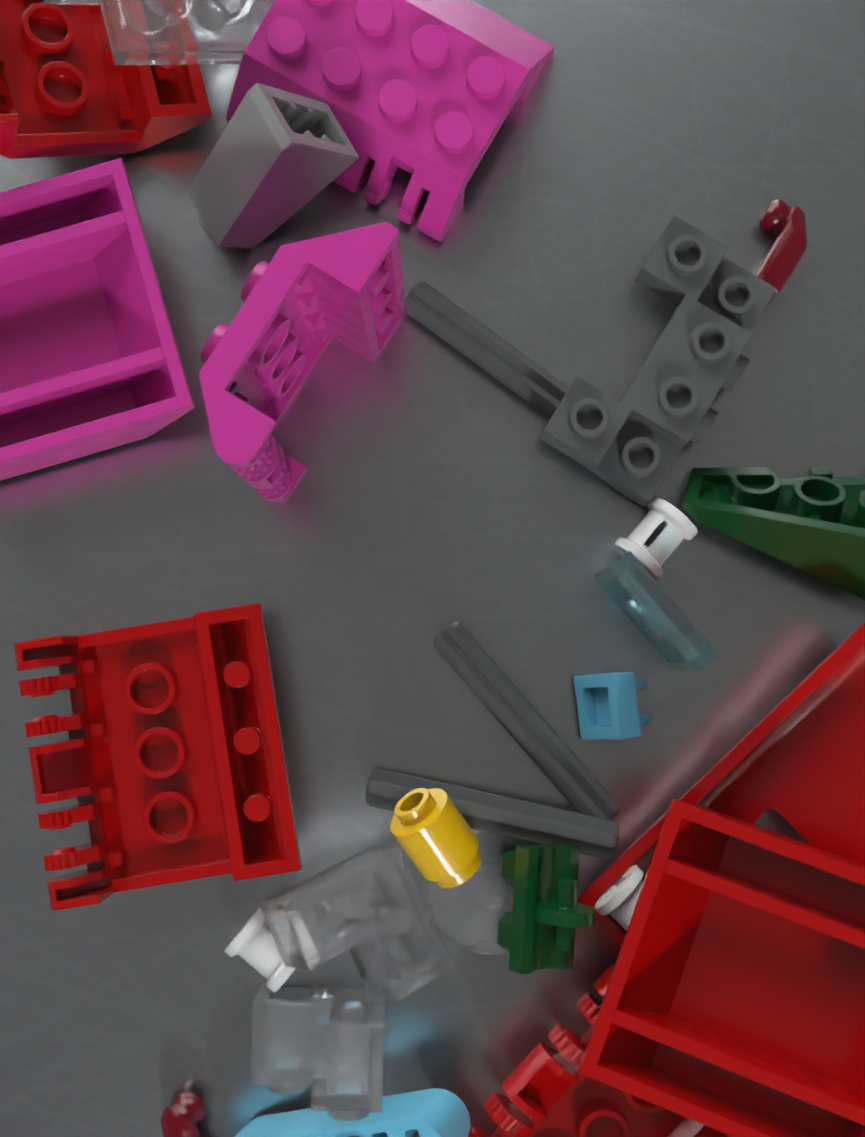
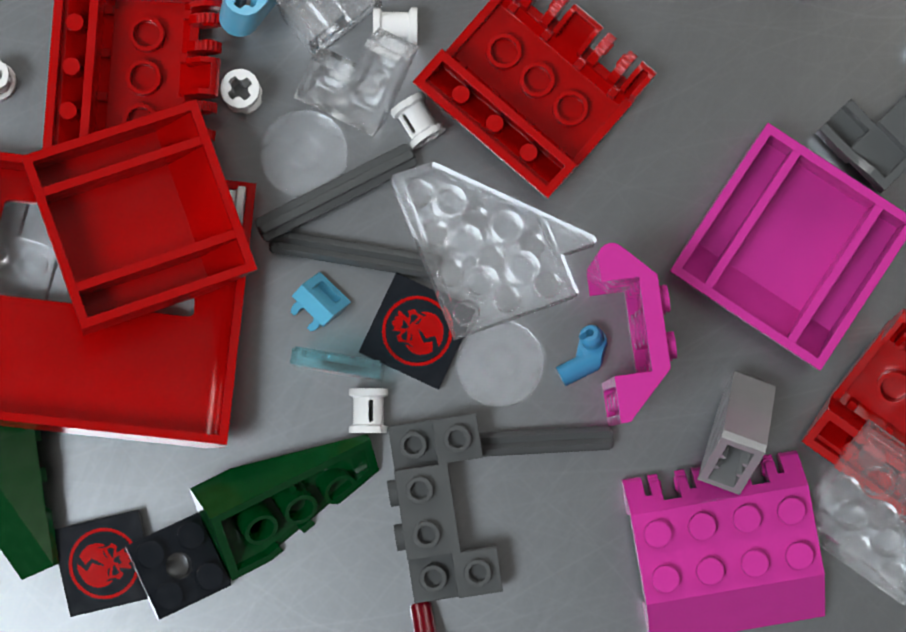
camera: 140 degrees right, 0 degrees up
(331, 819) = (417, 120): none -> white bush
(364, 400) = (588, 356): none -> dark azure arm
(379, 609) = (486, 250): none -> clear wing
(436, 837) = (356, 155): yellow brick -> none
(466, 473) = (500, 364): none -> clear tile
(521, 1028) = (244, 78): none -> white bush
(527, 583) = (411, 333): none -> tile
(544, 907) = (272, 165): dark green hips -> none

